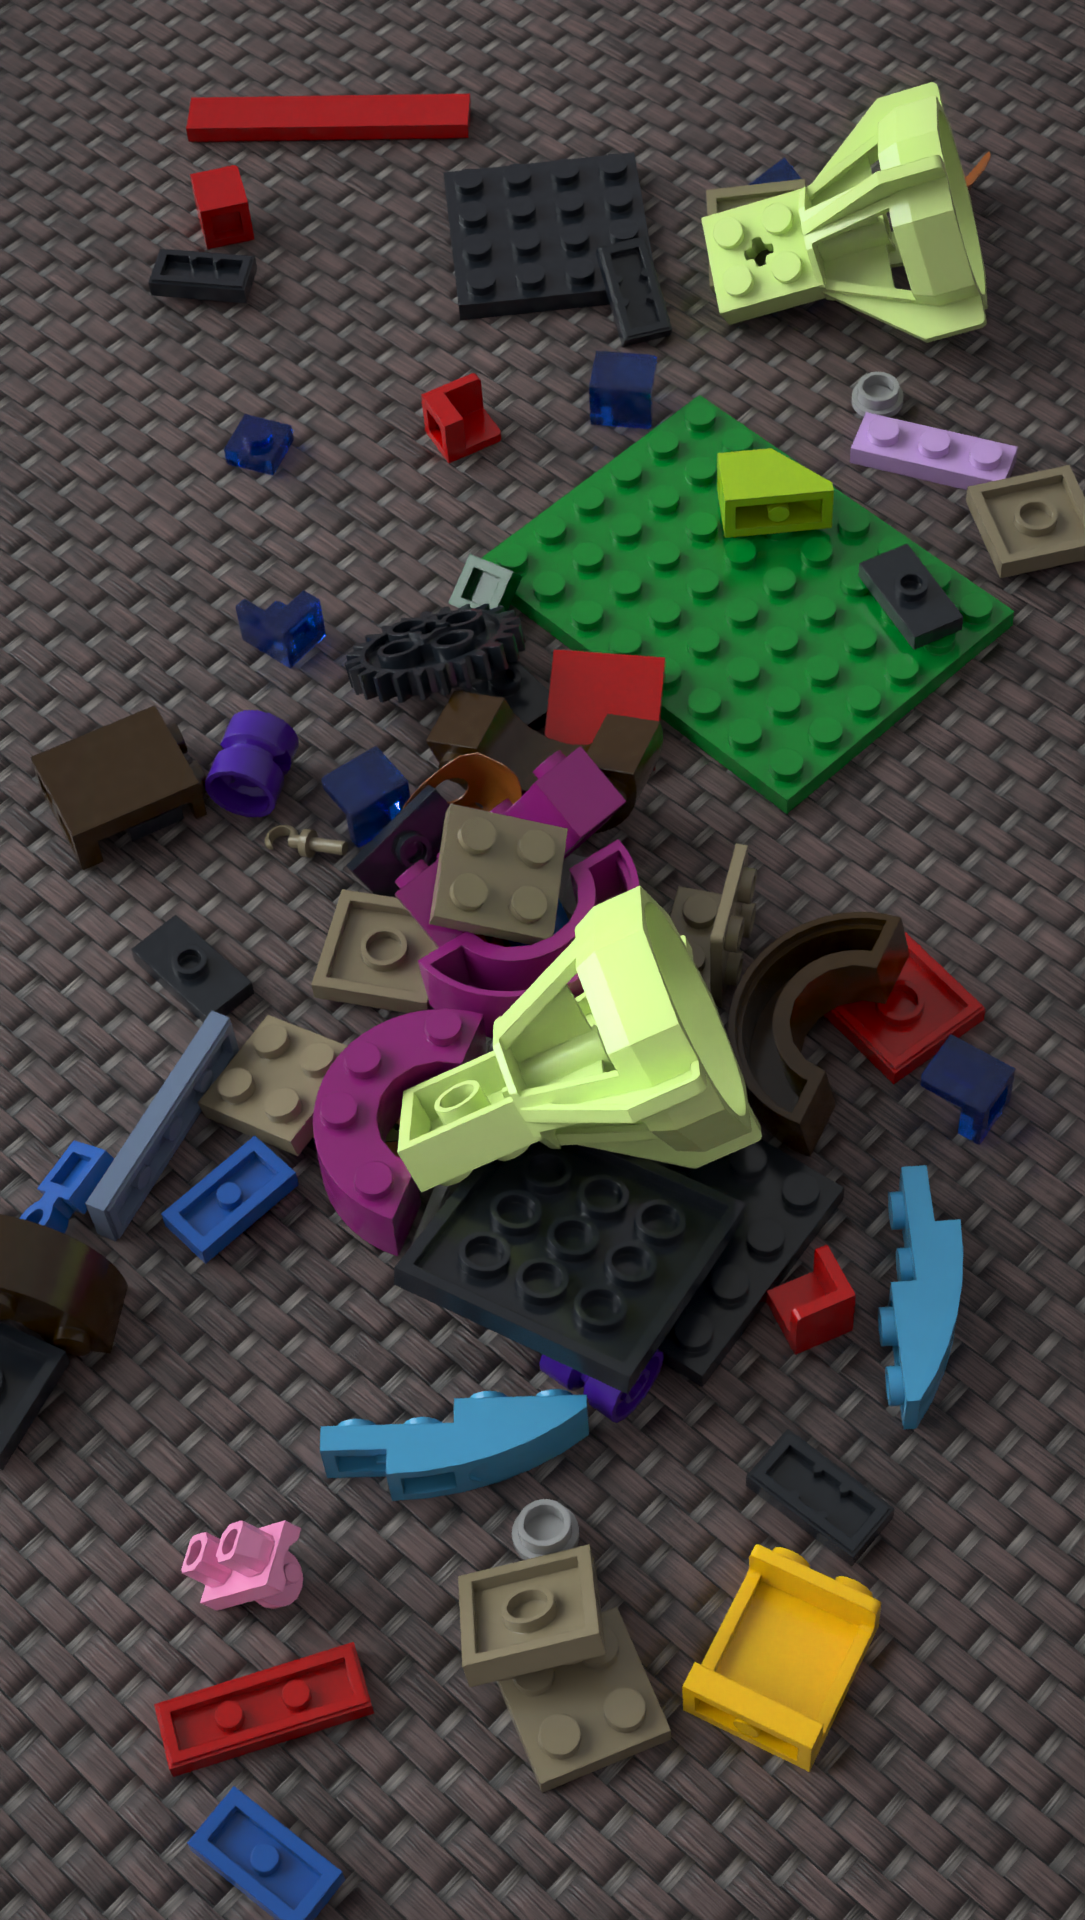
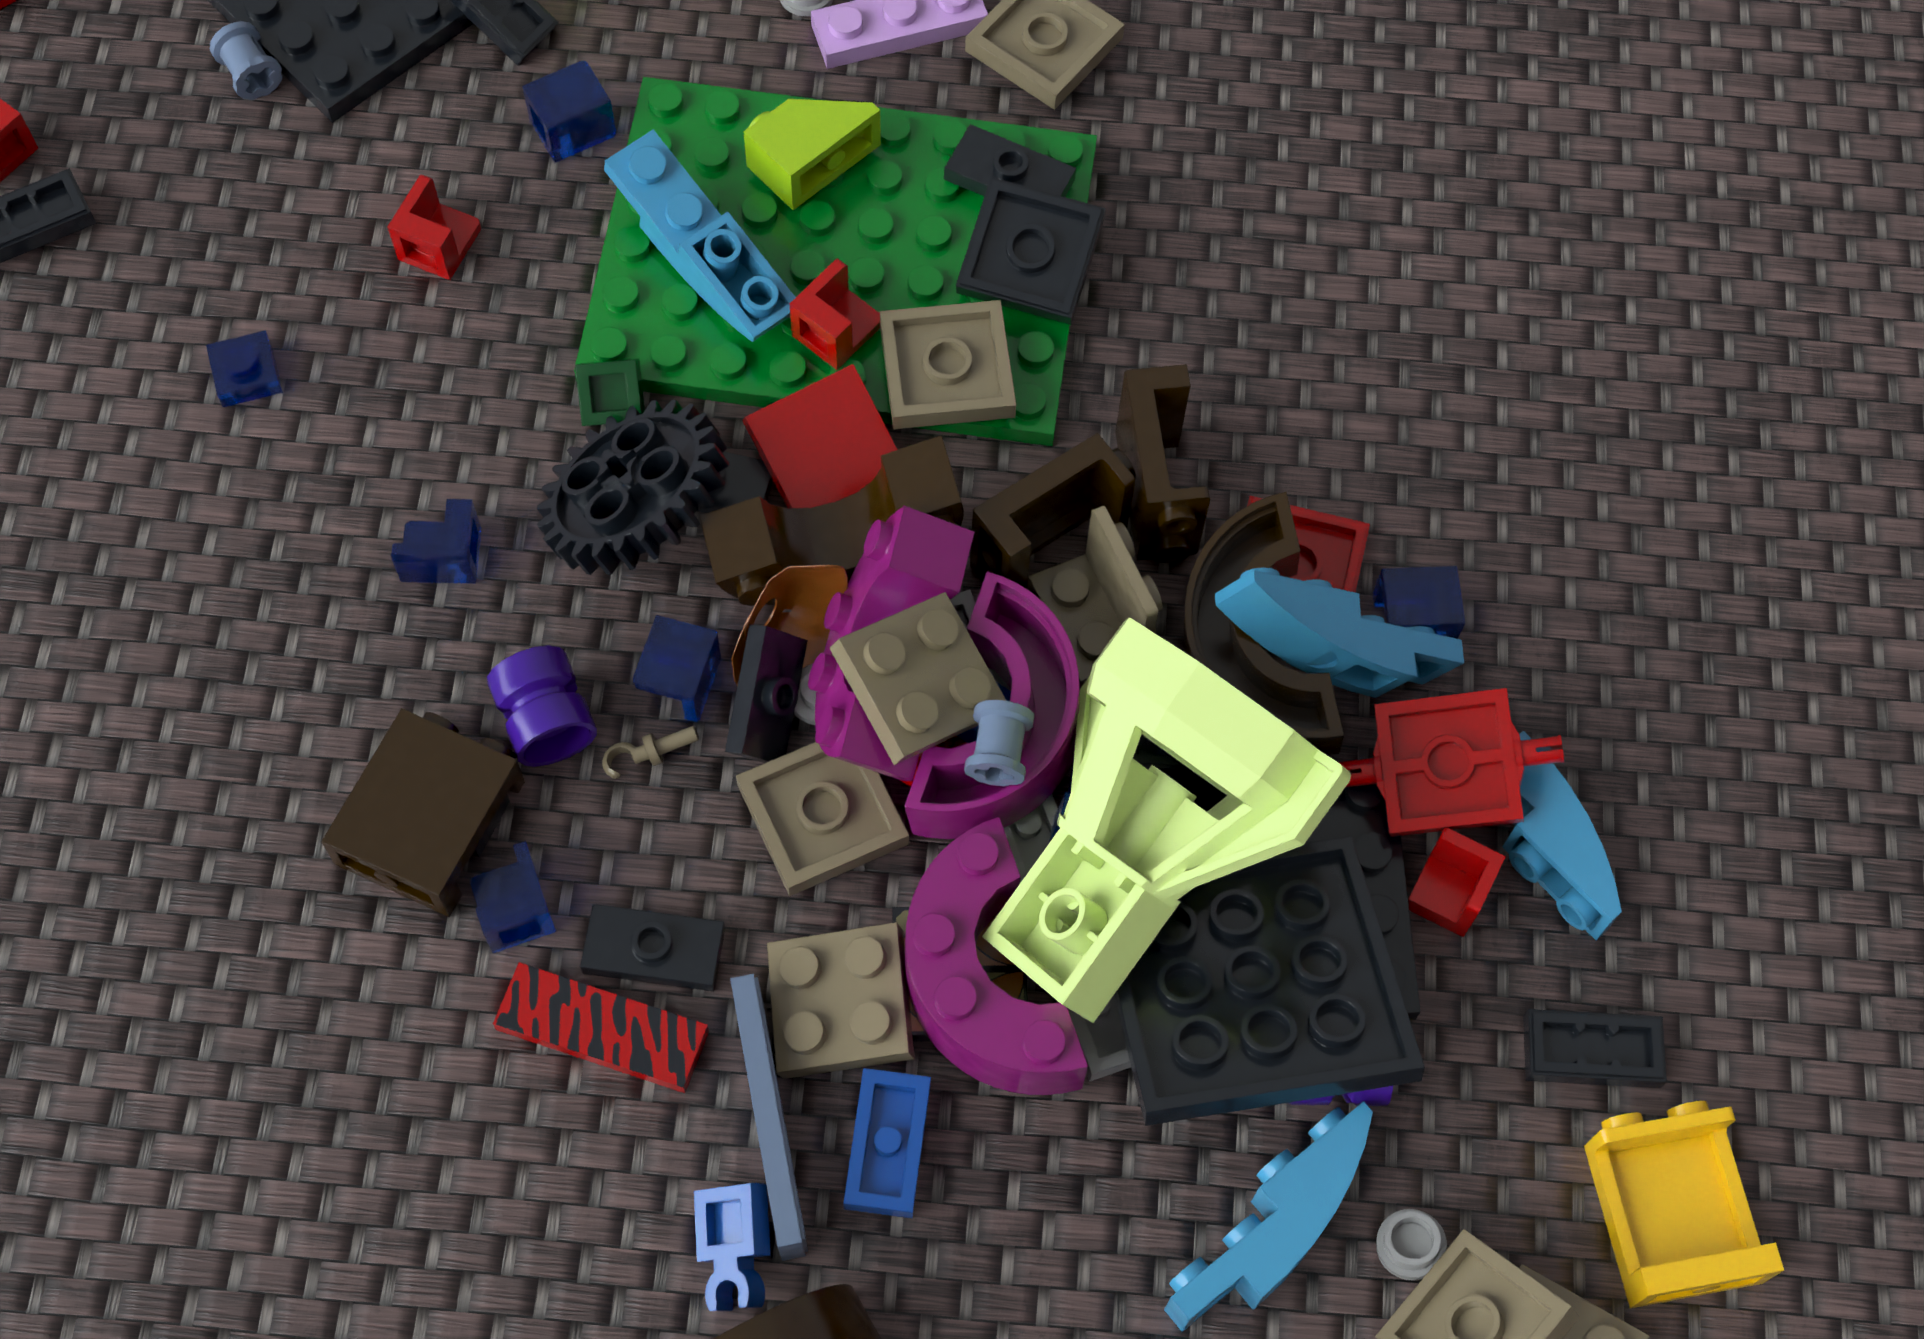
camera: 45 degrees left, 10 degrees up
(113, 1001) = (601, 1027): none -> tile
(127, 883) = (512, 903): none -> clear blue panel
(430, 253) = (251, 69): none -> sand blue bush
(511, 949) = (999, 742): none -> sand blue bush
(629, 511) = (698, 240): none -> dark azure slope
(683, 617) = (831, 317): none -> red panel
(696, 834) = (1049, 506): none -> dark brown panel
(737, 698) = (947, 364): none -> dark tan plate
(844, 1037) = (1325, 633): none -> dark azure slope
(853, 821) = (1150, 417): none -> dark brown panel
(871, 1199) = (1450, 762): none -> red plate
(874, 655) = (1030, 250): none -> black tile

